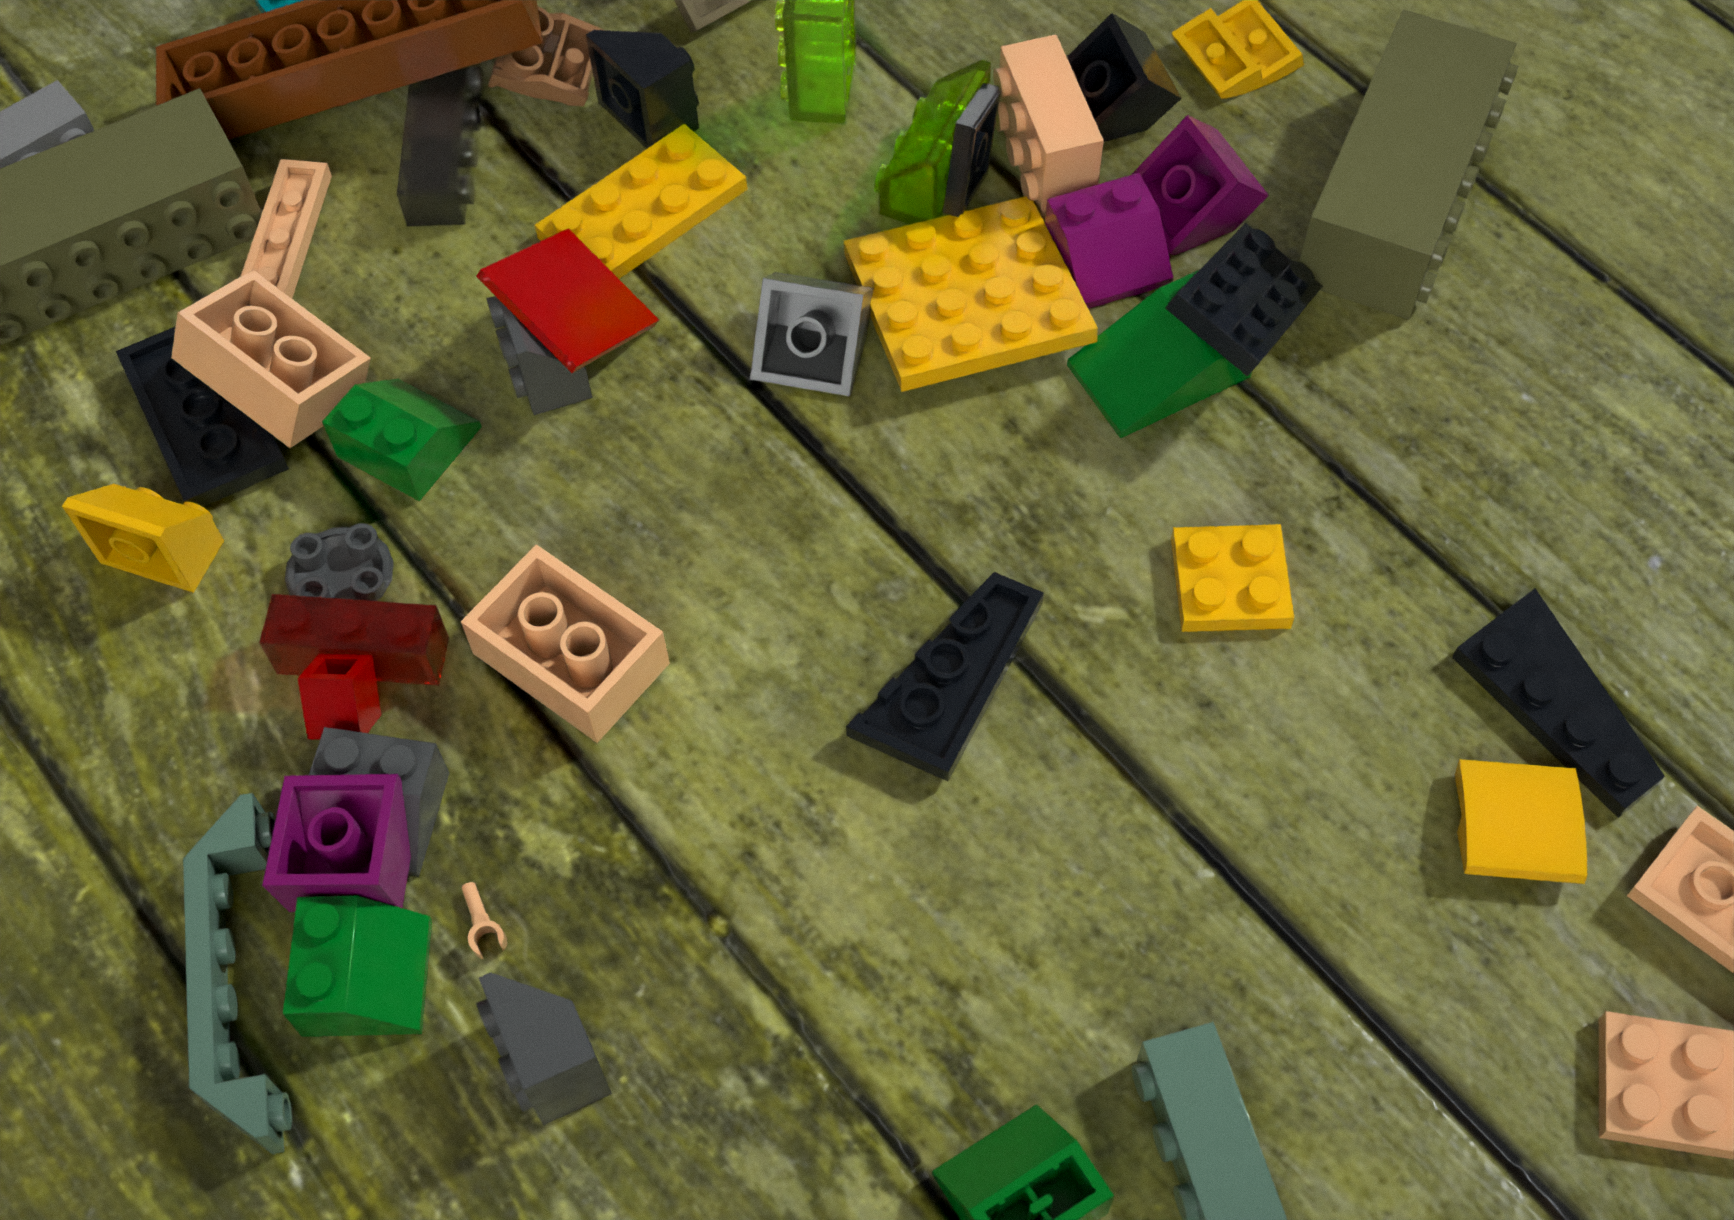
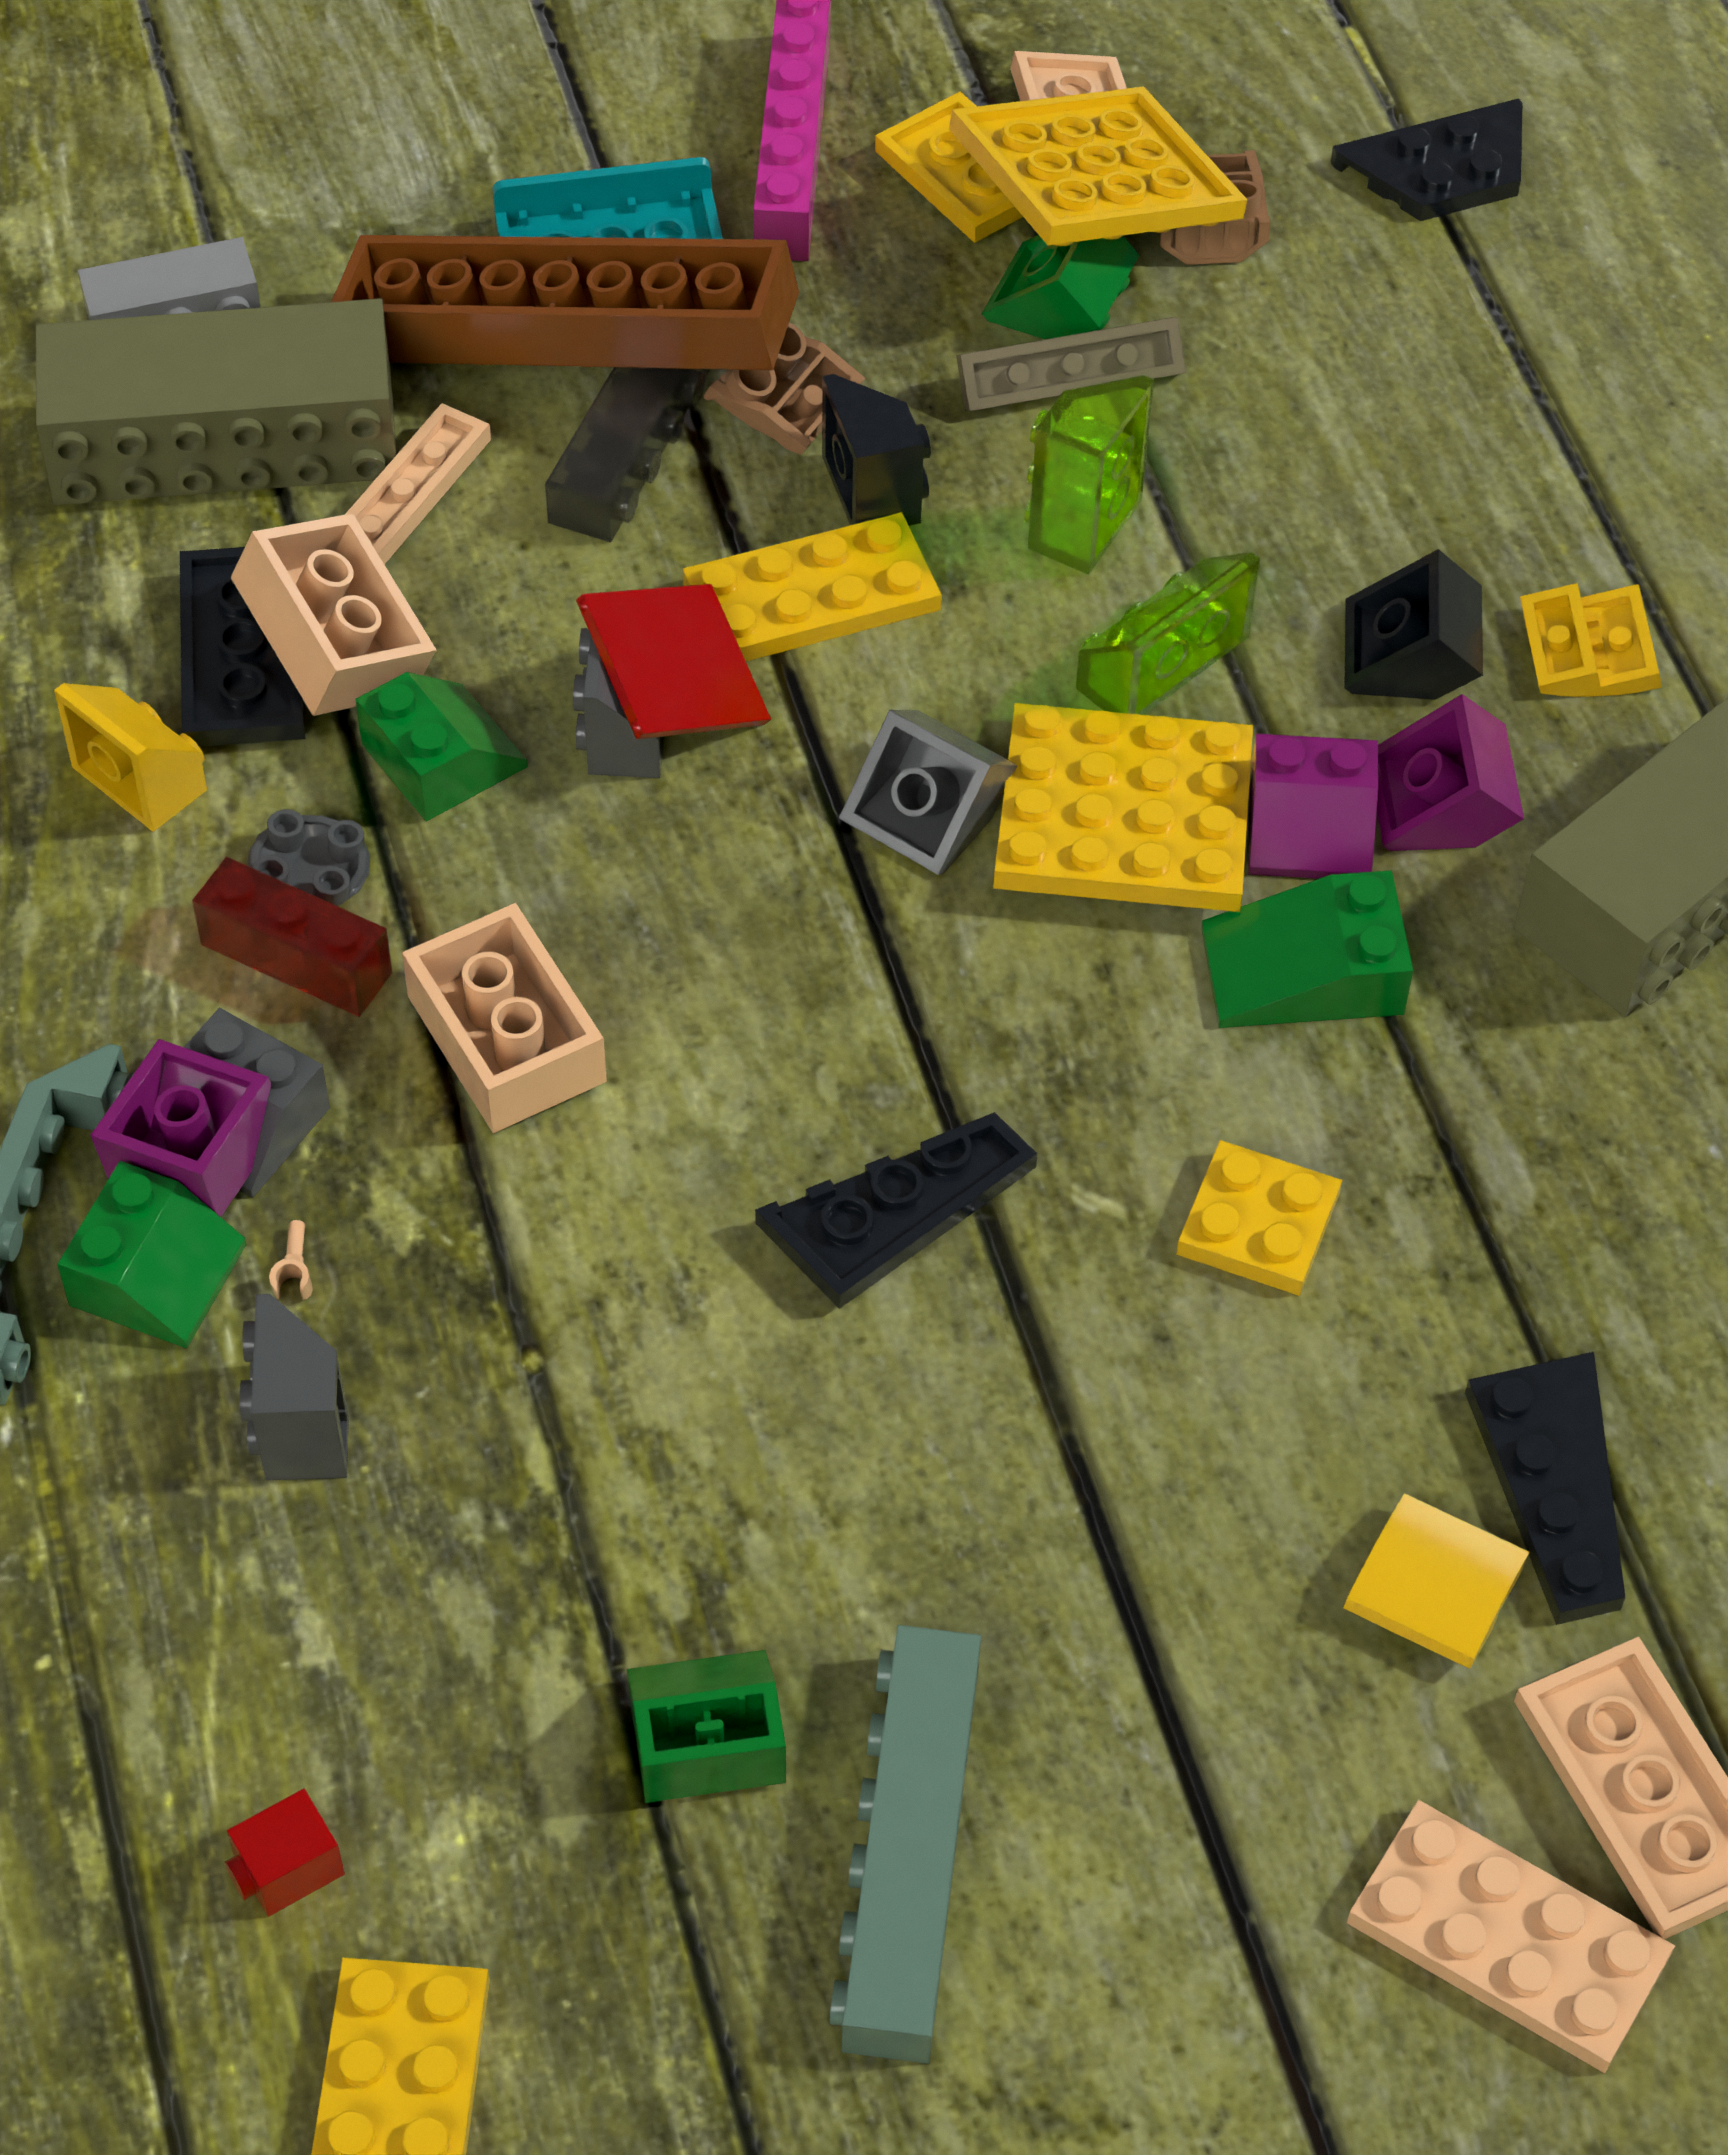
camera: 20 degrees right, 5 degrees down
(339, 694) = (251, 982): red brick -> none
(971, 149) = (1197, 649): black tile -> none
(1046, 121) = (1303, 643): light nougat brick -> none
(1245, 298) = (1420, 918): black plate -> none

